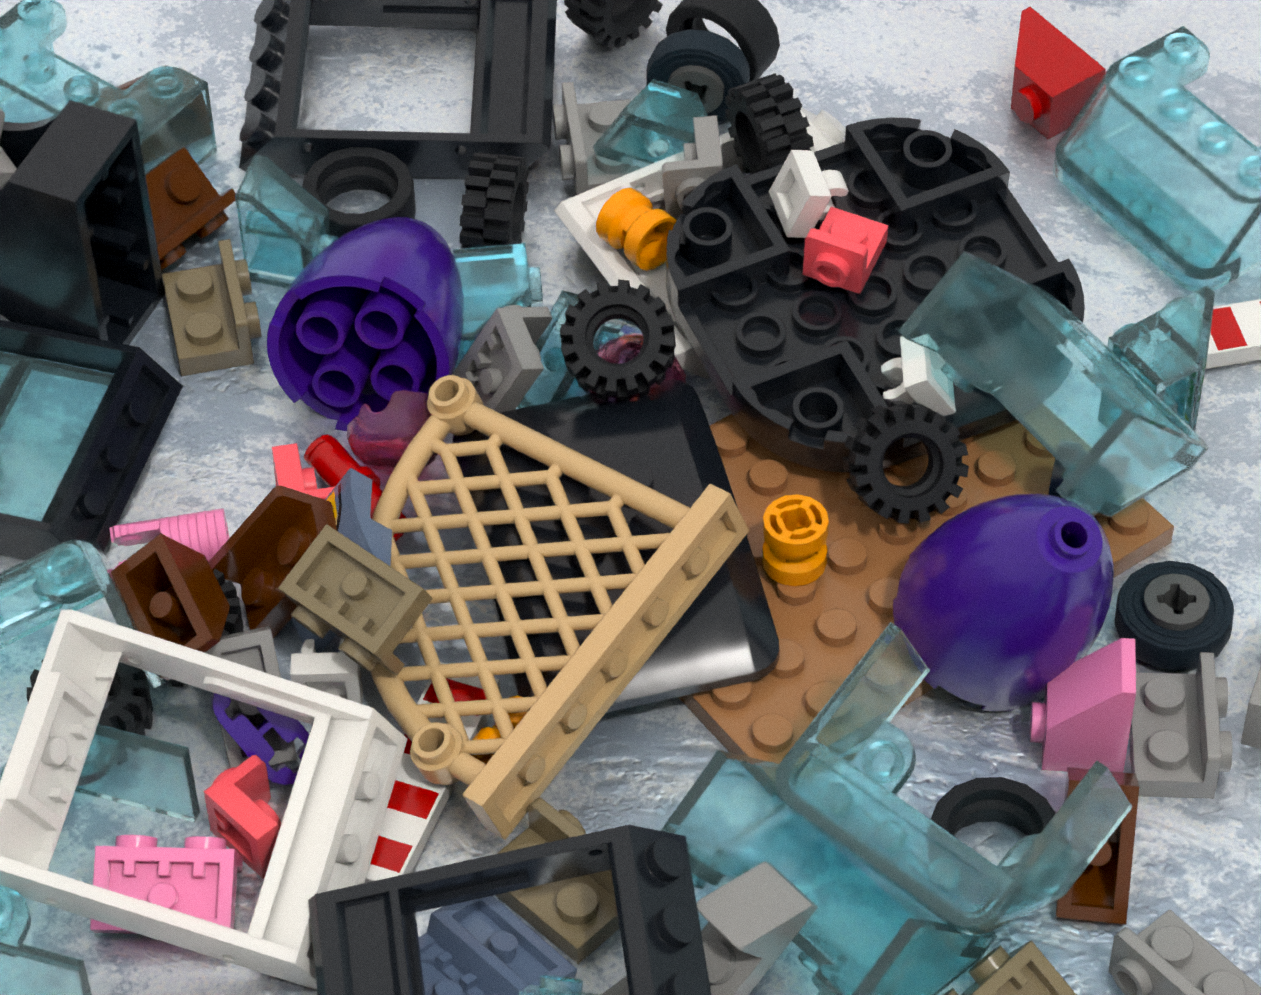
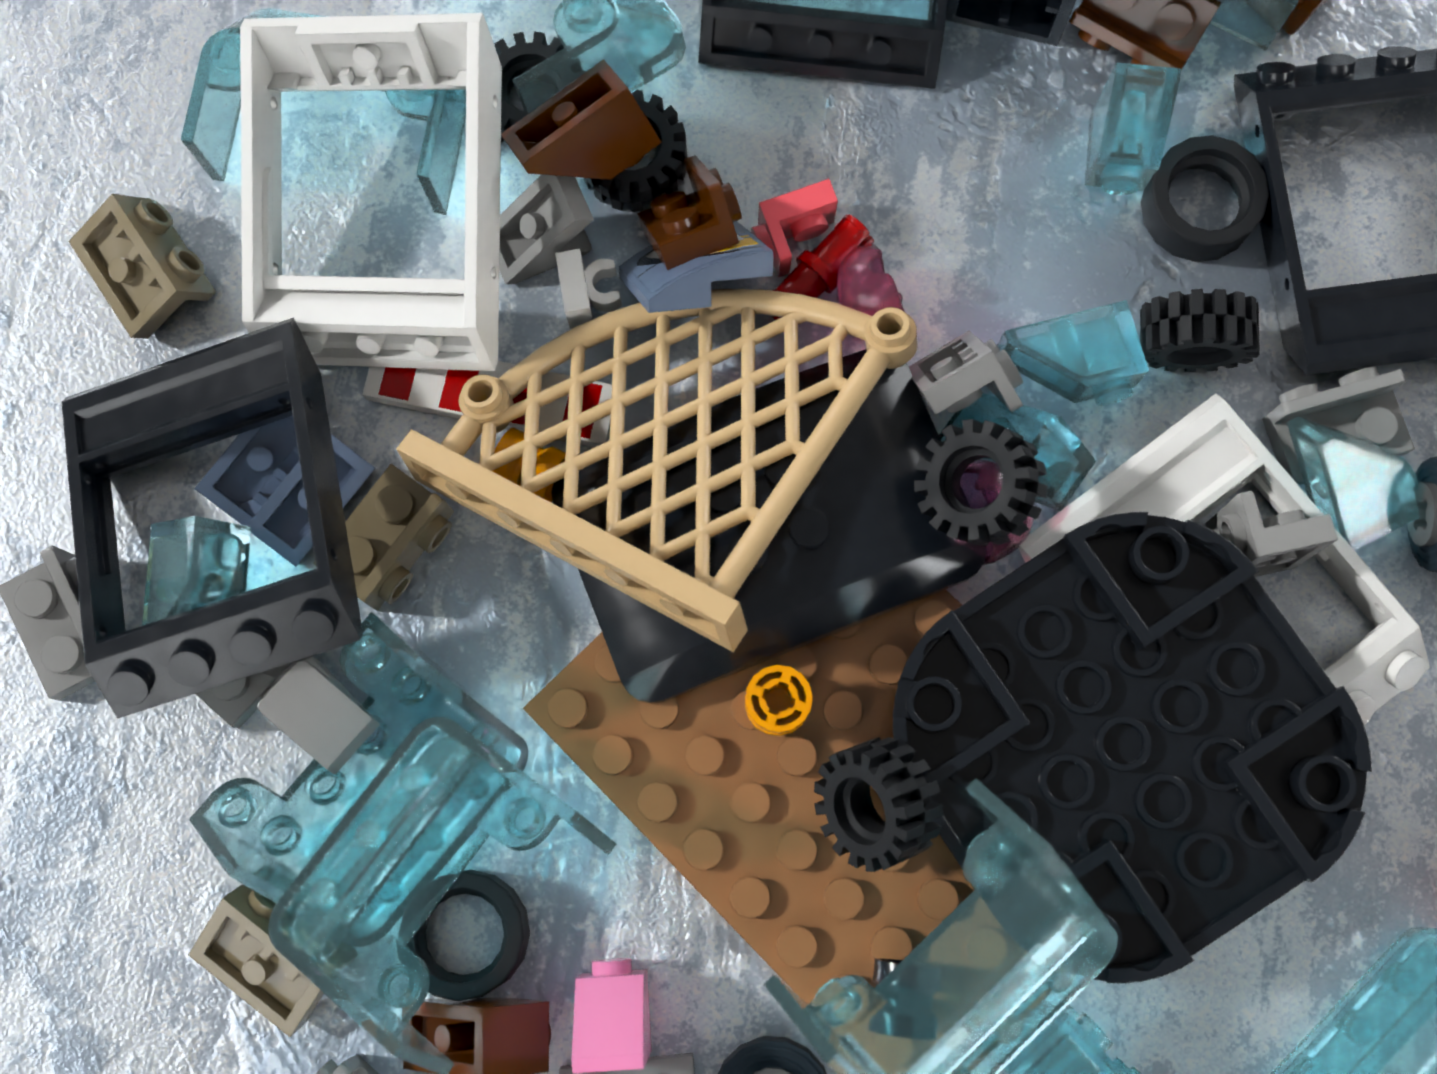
camera: 85 degrees right, 30 degrees up
(186, 879) = (342, 200): bright pink bracket -> none
(199, 531) = (725, 126): bright pink hinge -> none
(209, 314) = (1026, 91): dark tan bracket -> none
(241, 813) = (414, 243): coral bracket -> none
(252, 740) = (520, 230): dark purple beam -> none
(354, 597) = (606, 286): dark tan bracket -> none
(365, 293) = (1023, 242): dark purple cylinder -> none
(630, 223) = (1179, 480): light orange wheel -> none
(766, 122) = (1347, 601): black tyre -> none
(804, 192) = (1225, 653): white tile -> none
(844, 250) = (1162, 705): coral bracket -> none
(919, 378) = (970, 816): white tile -> none
(1006, 597) = (708, 924): dark purple cylinder -> none

